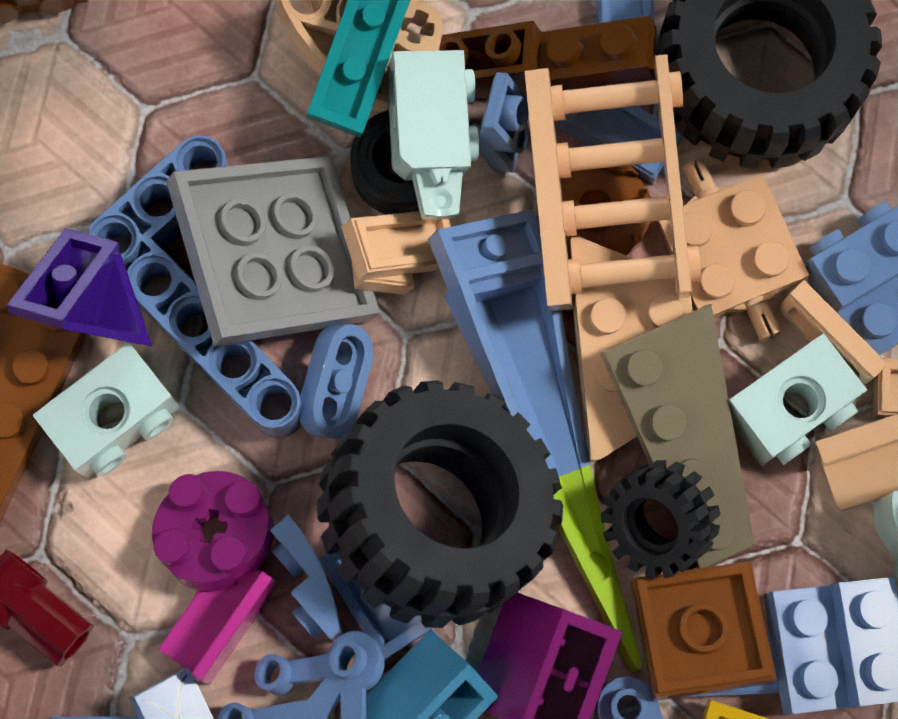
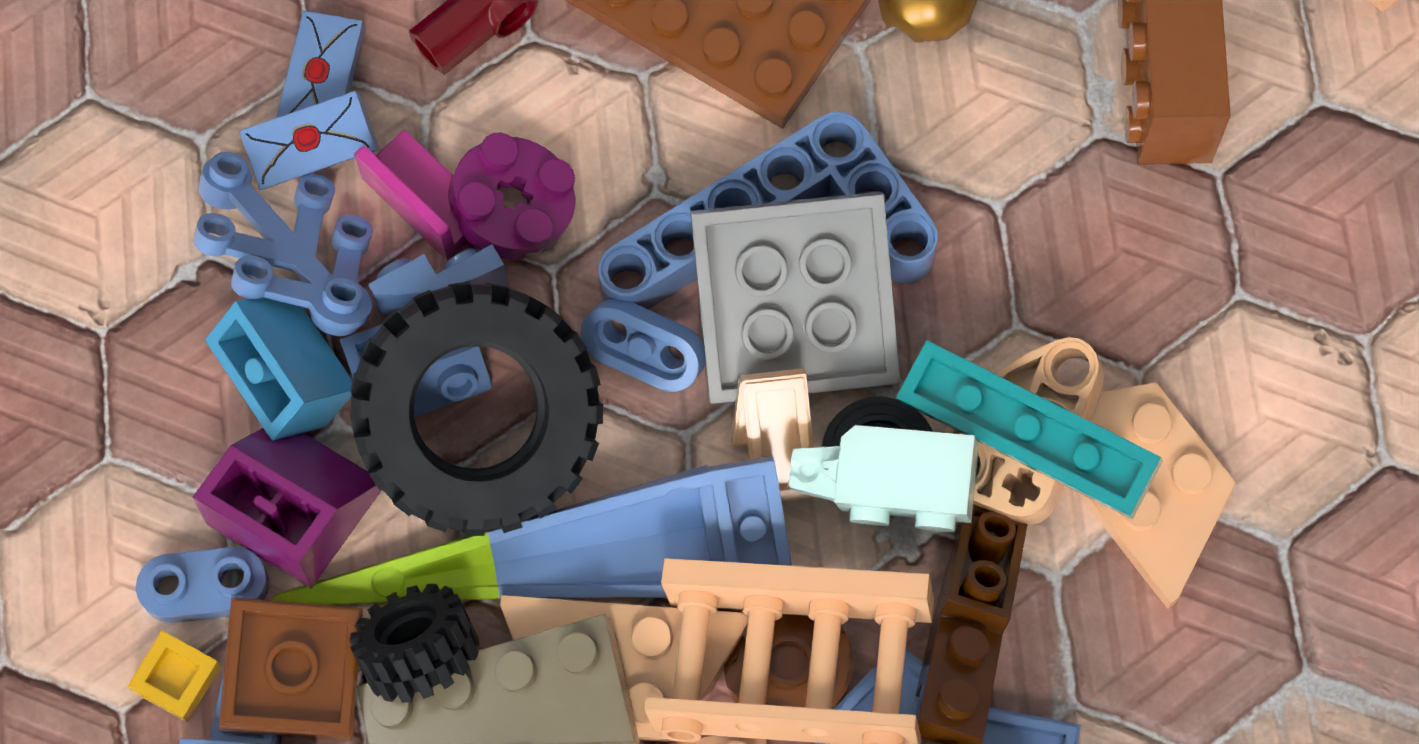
camera: 105 degrees right, 5 degrees down
(74, 413) = (654, 80): light aqua brick -> none
(82, 290) = (775, 93): dark purple slope -> none
(504, 124) = (891, 549): medium blue slope -> none

